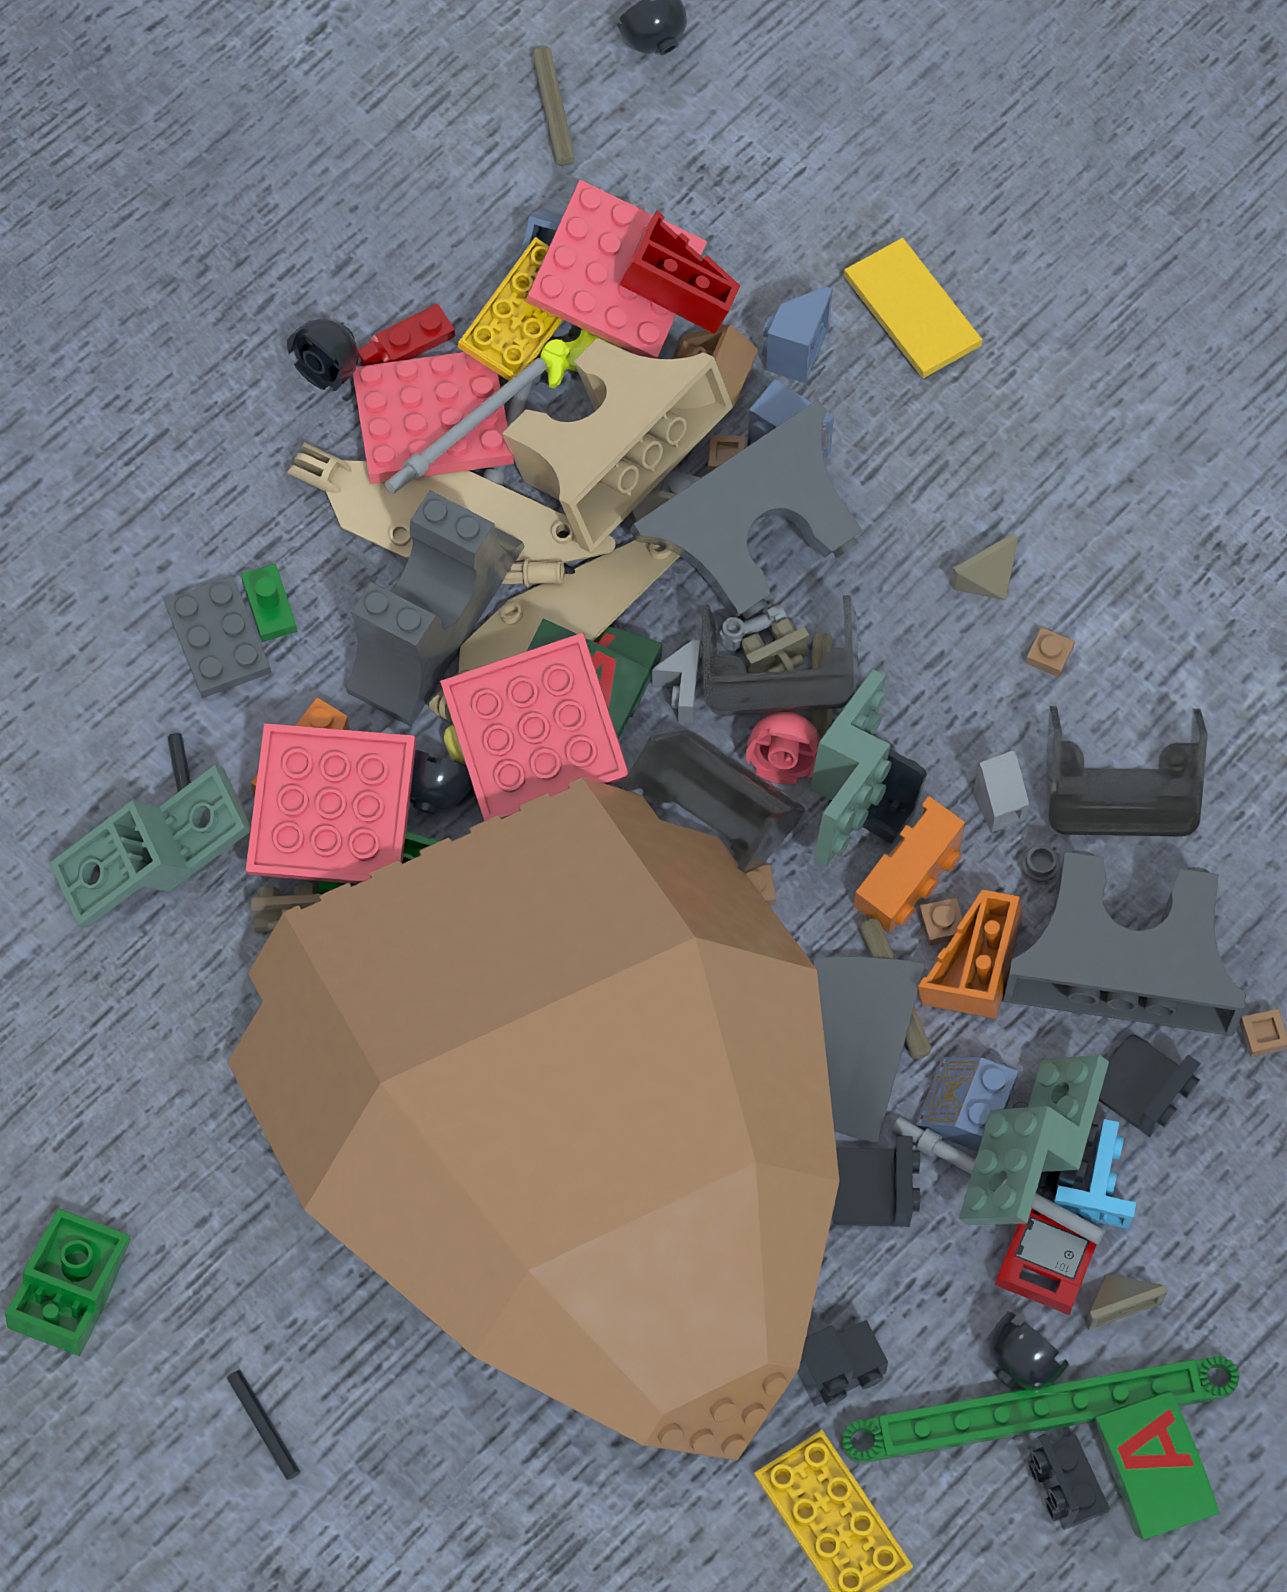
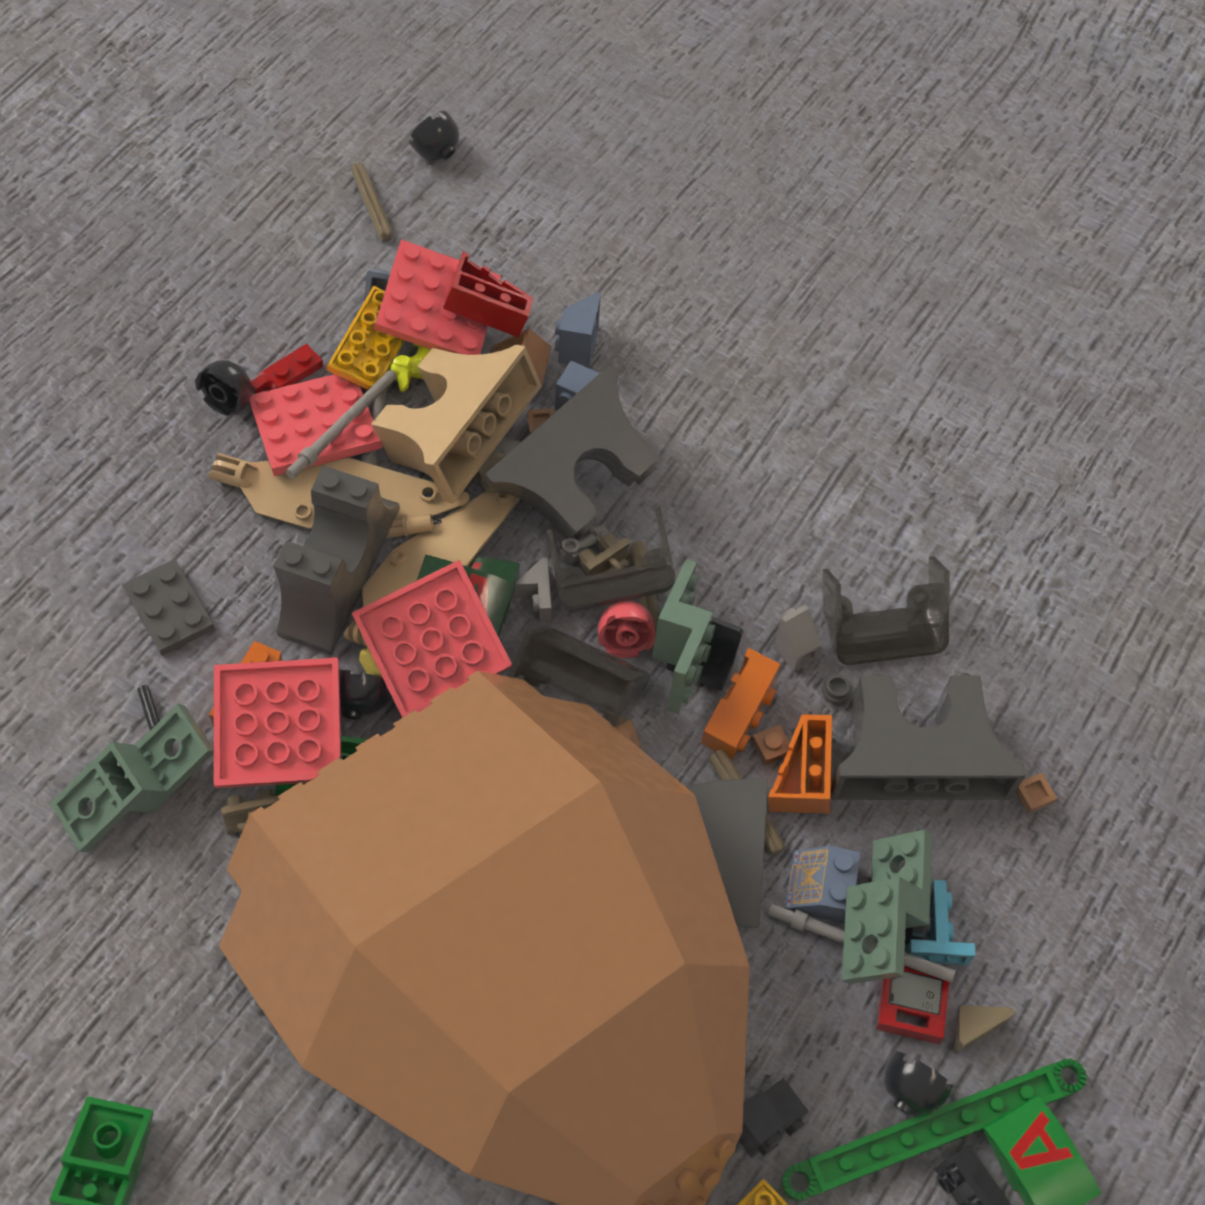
camera: 15 degrees left, 5 degrees down
(269, 602) = (206, 575): green tile -> none
(877, 1185) = (774, 961): black bracket -> none
(912, 308) = (657, 306): yellow tile -> none
(987, 571) = (750, 481): dark tan slope -> none
(1050, 652) = (808, 533): medium nougat plate -> none
(1146, 1084) = (960, 847): black bracket -> none

